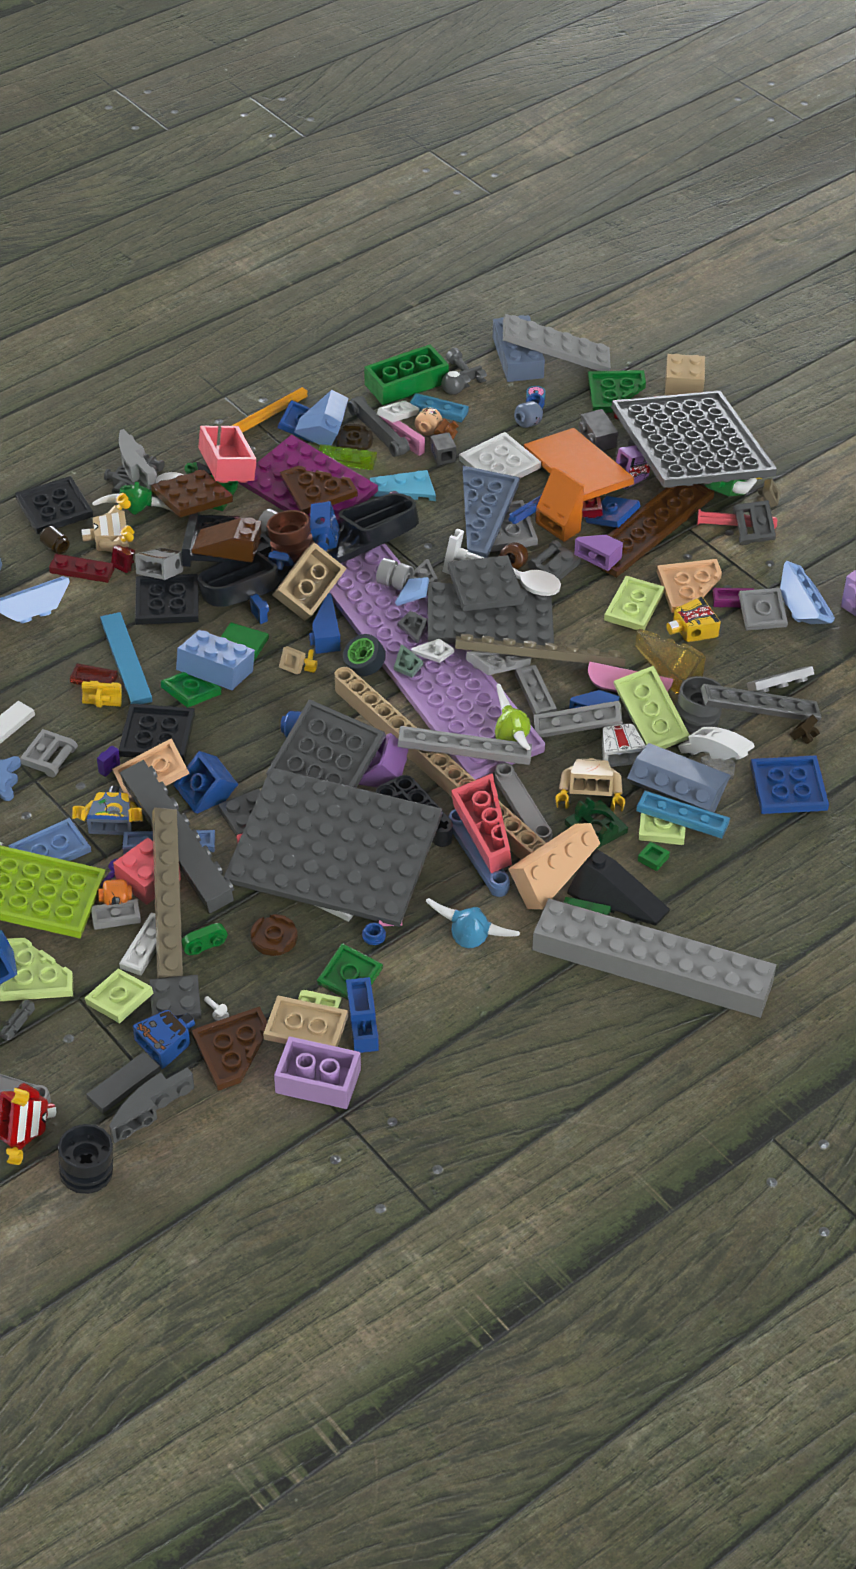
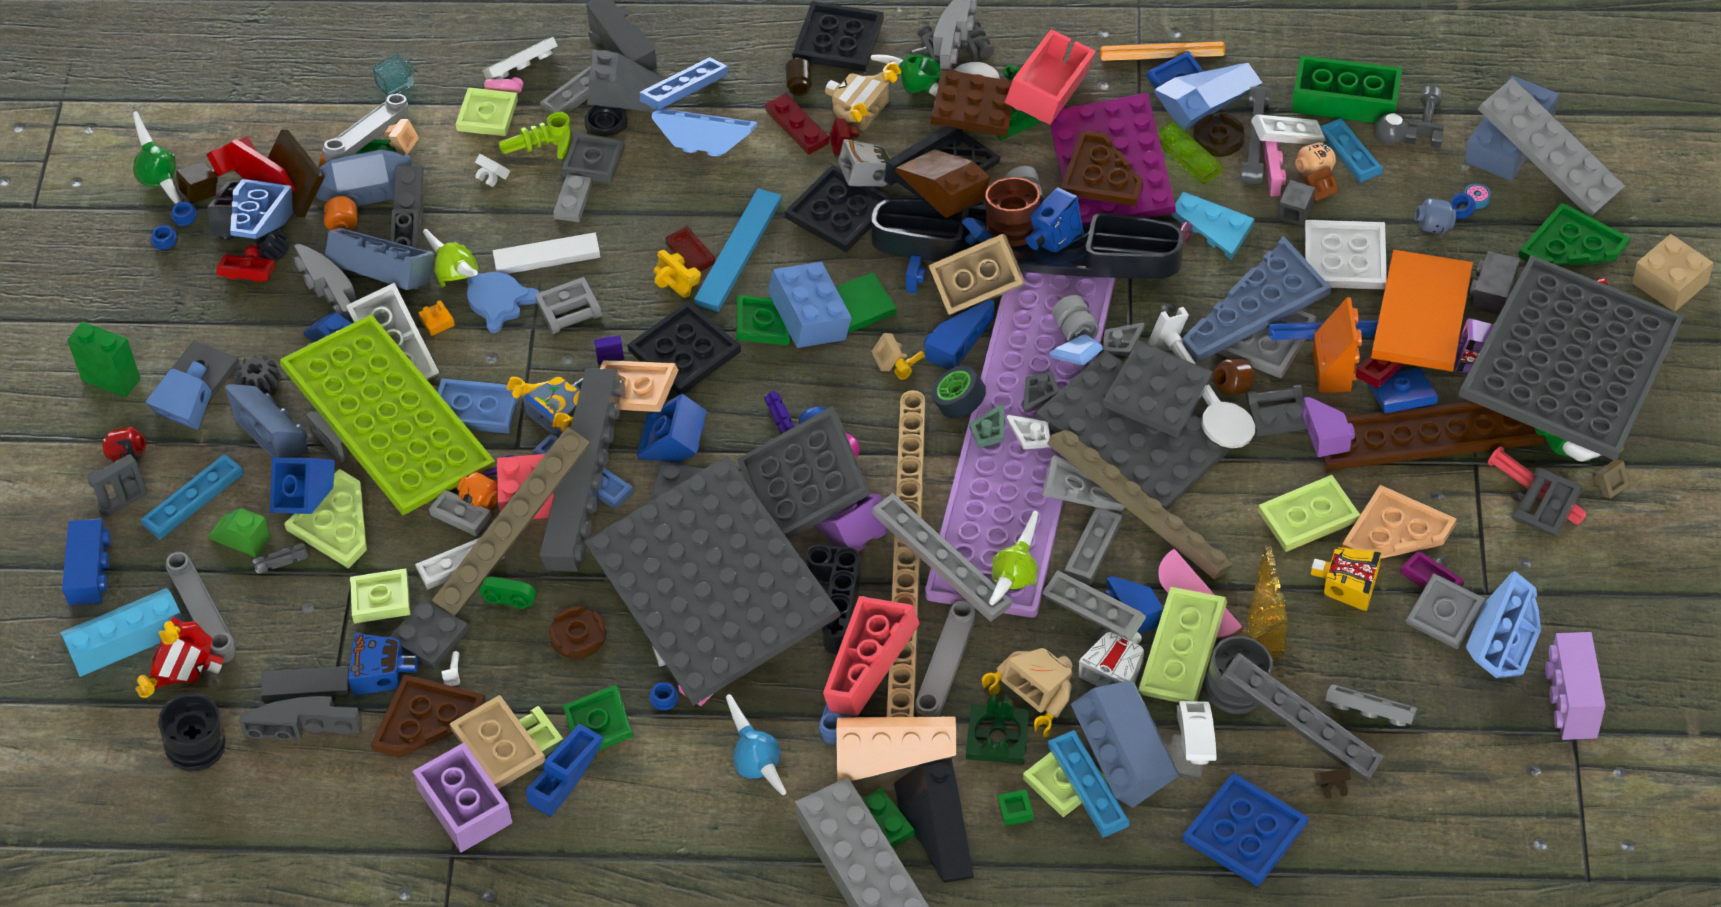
camera: 45 degrees right, 5 degrees up
(262, 734) = (778, 412): none -> dark purple axle

